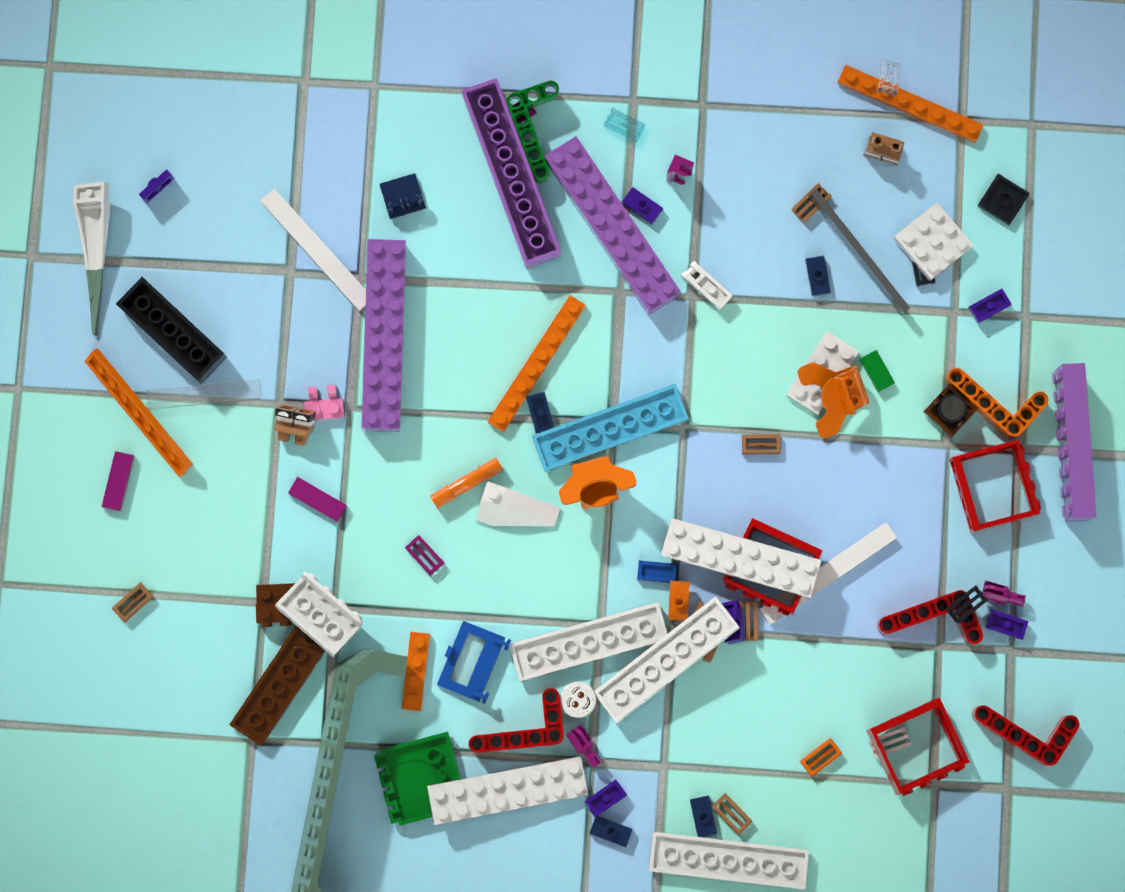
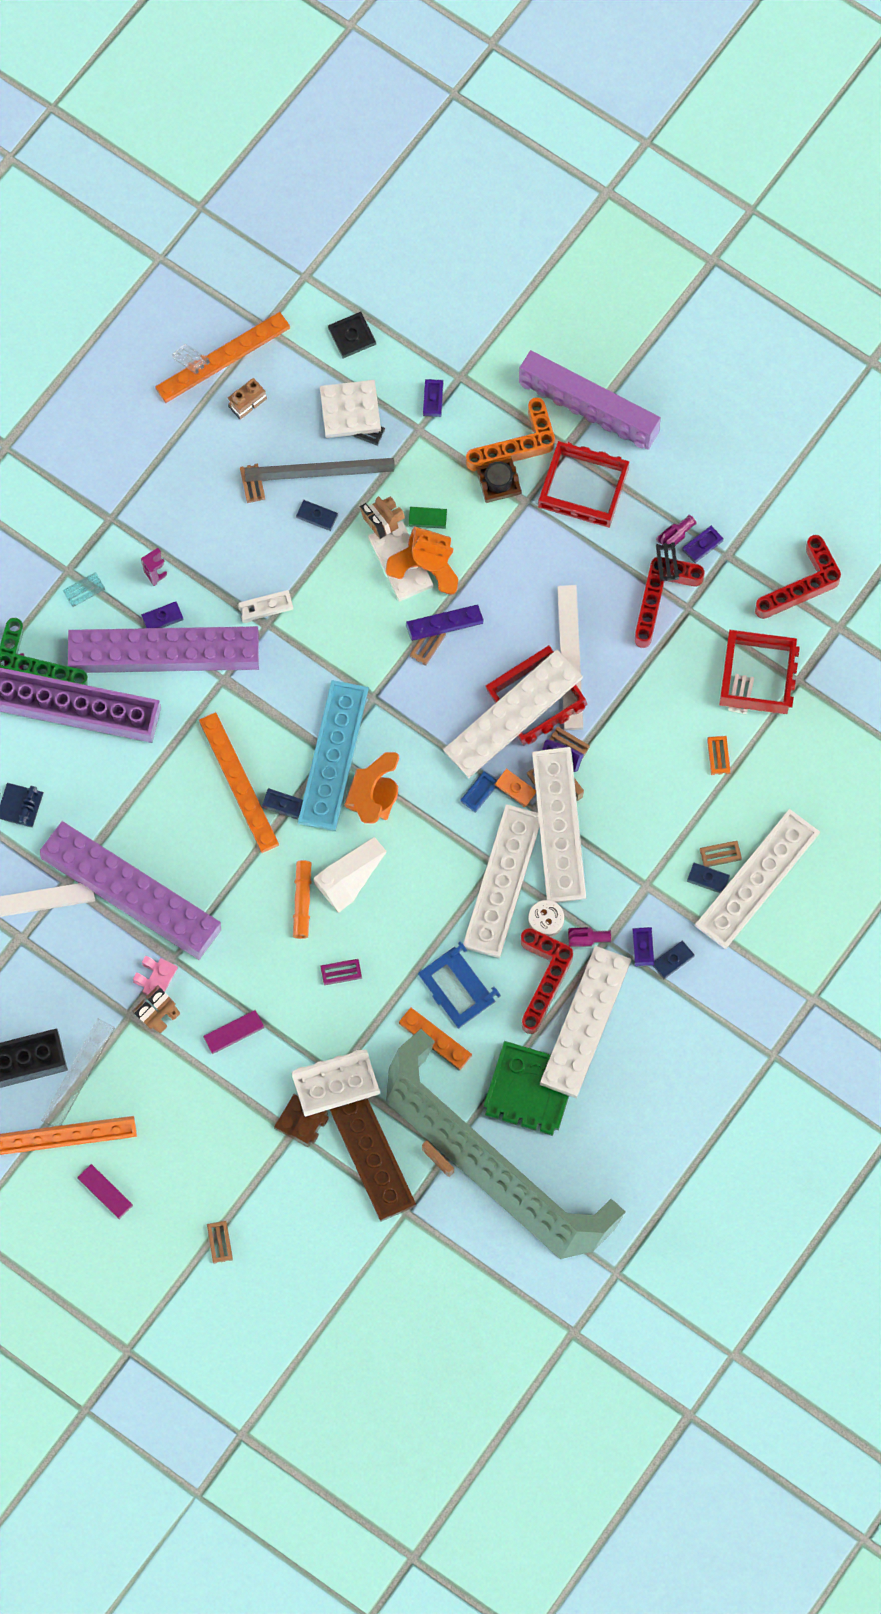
camera: 60 degrees left, 10 degrees down
(311, 739) = (437, 1158): none -> medium nougat tile
(789, 446) = (444, 622): none -> dark purple plate
(848, 330) = (380, 516): none -> medium nougat hips

